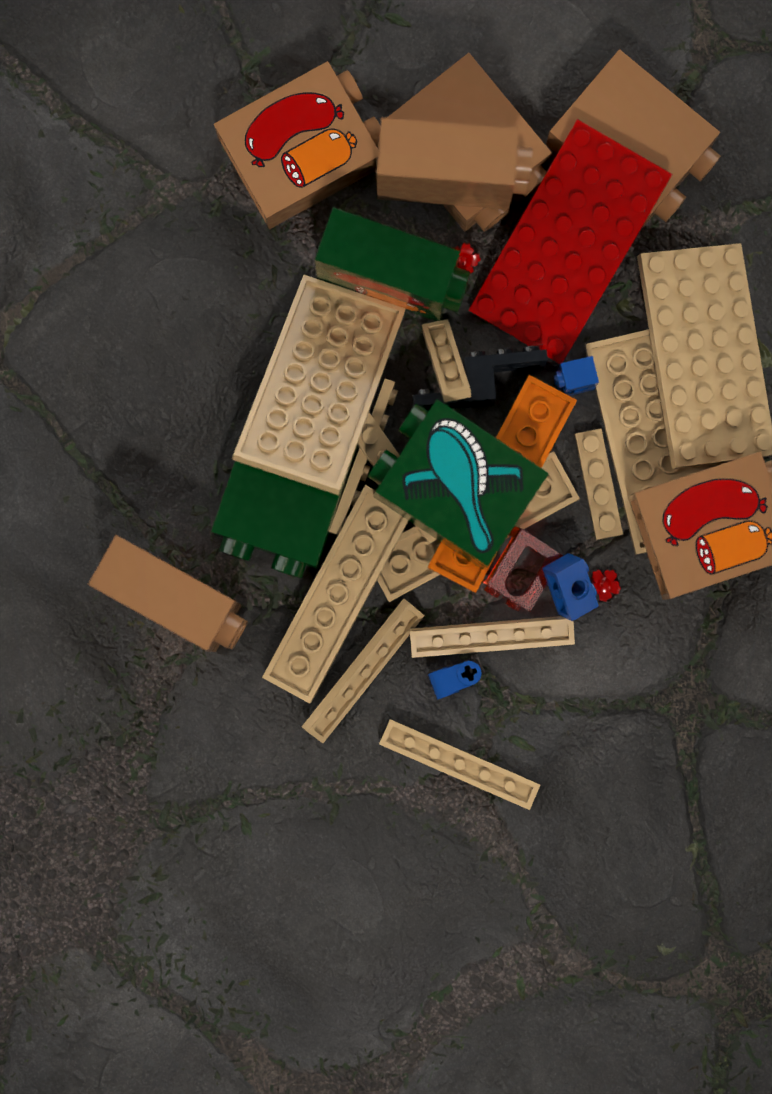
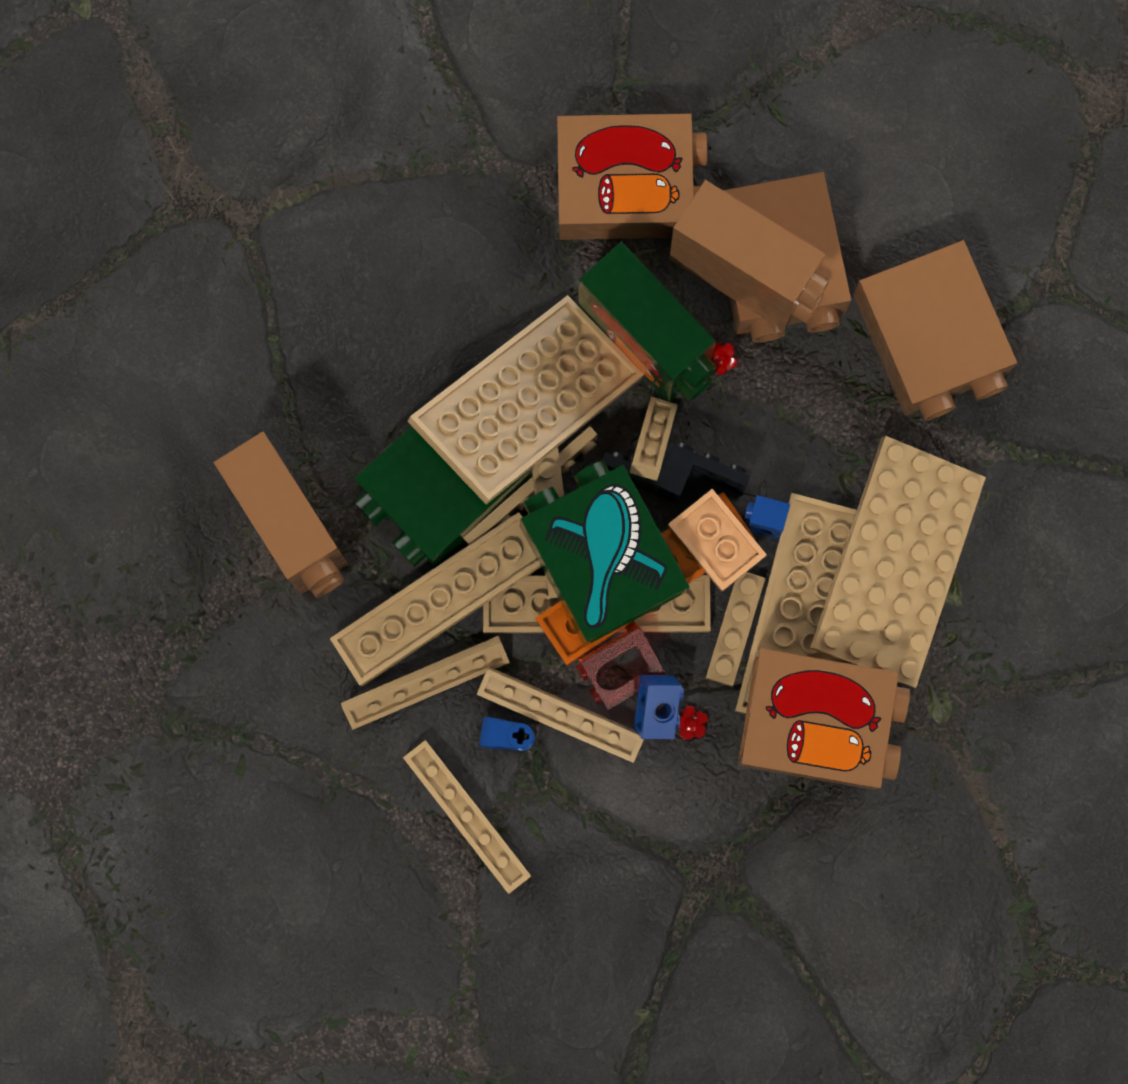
camera: 30 degrees right, 5 degrees down
(546, 419) = (717, 540): none -> light nougat plate
(570, 241) = (826, 390): red plate -> none

